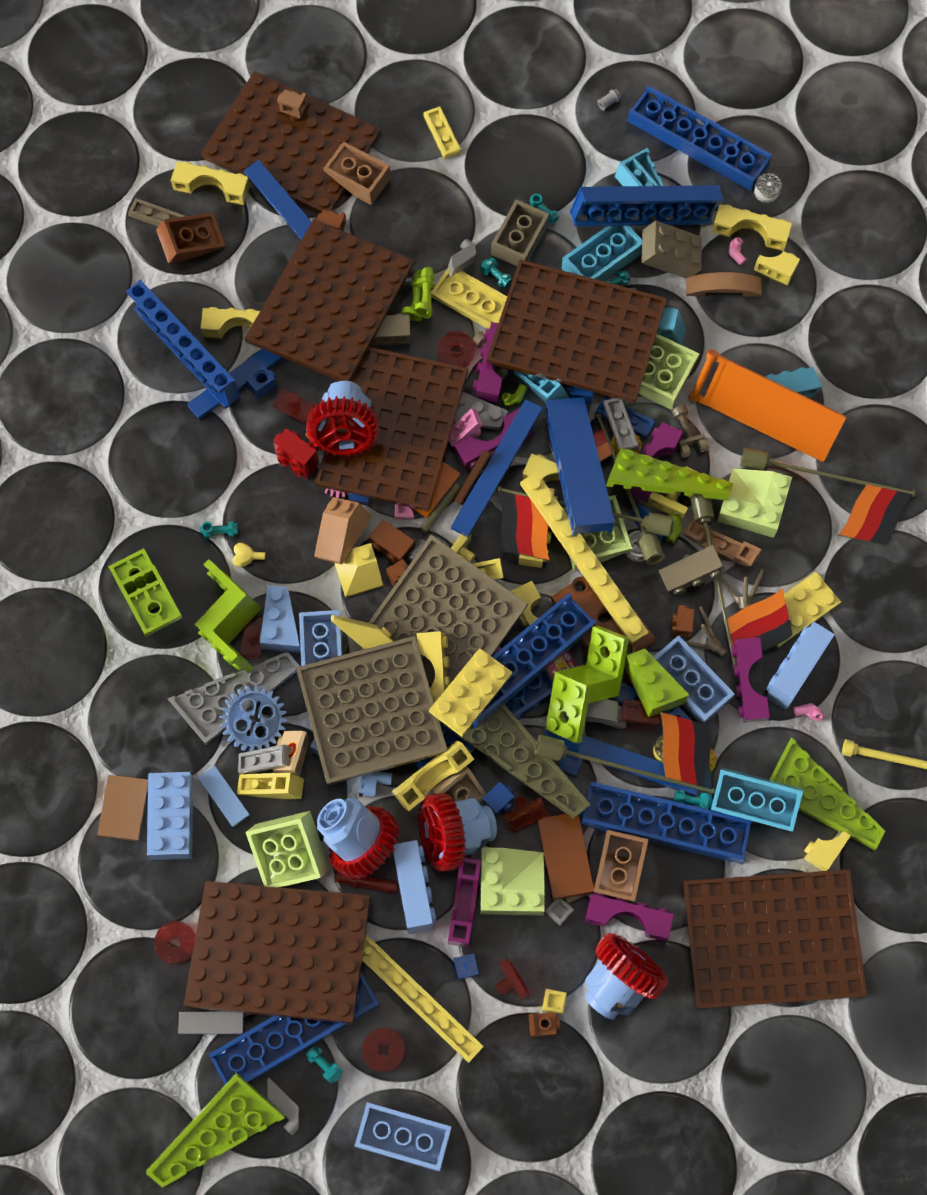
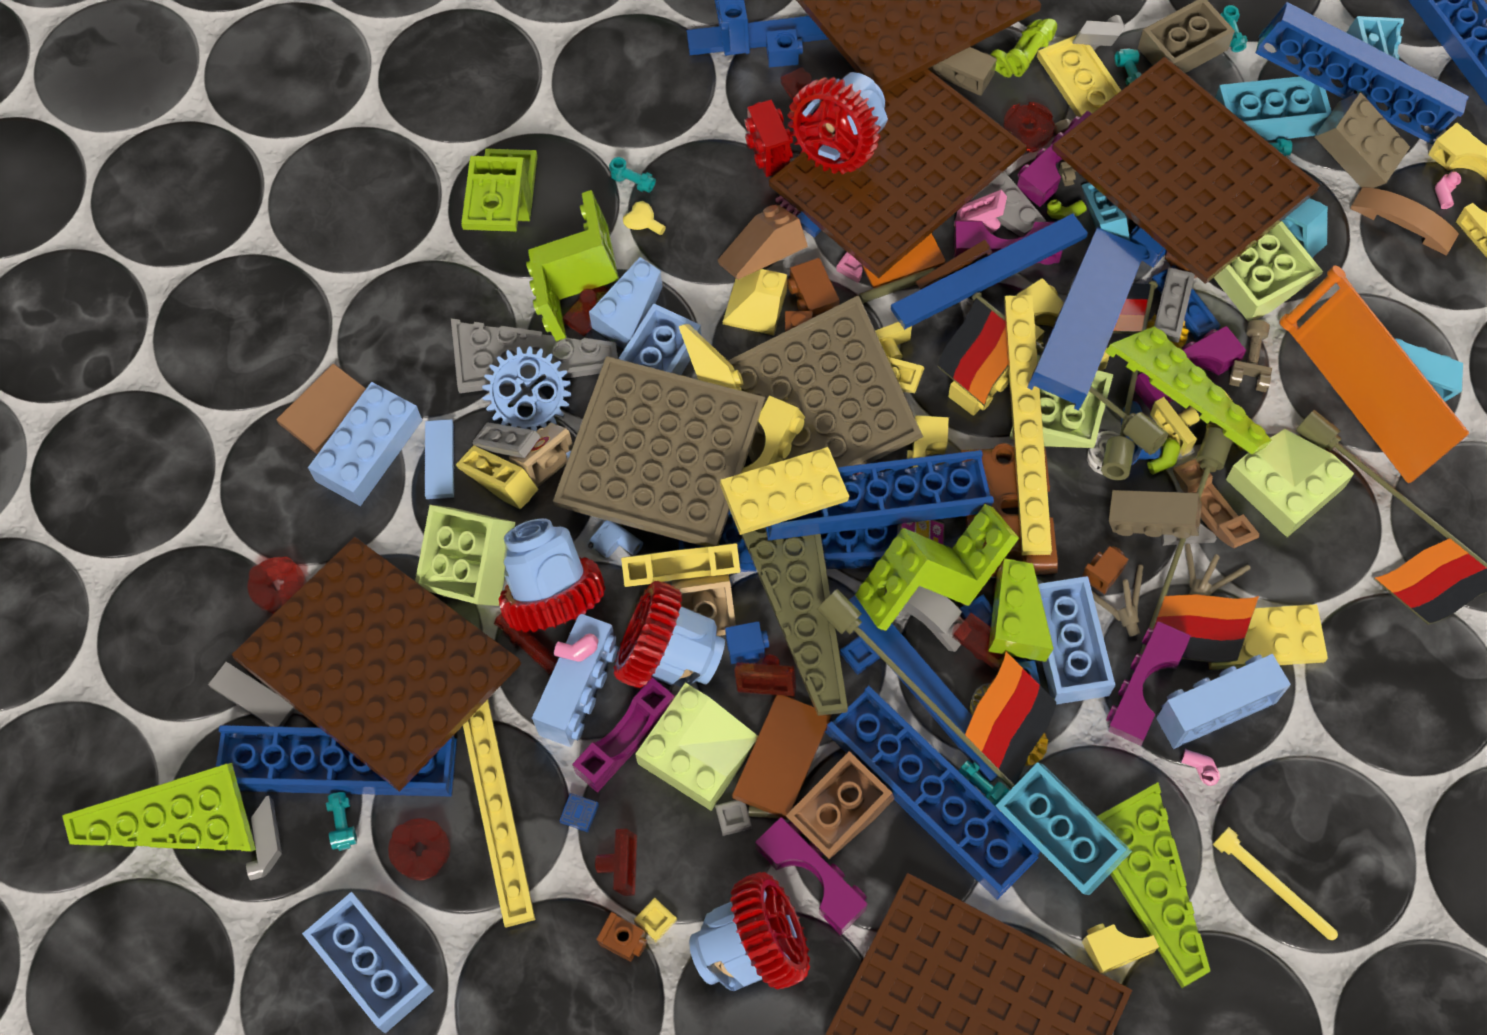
camera: 35 degrees right, 5 degrees down
(409, 869) = (580, 650): none -> bright pink arm

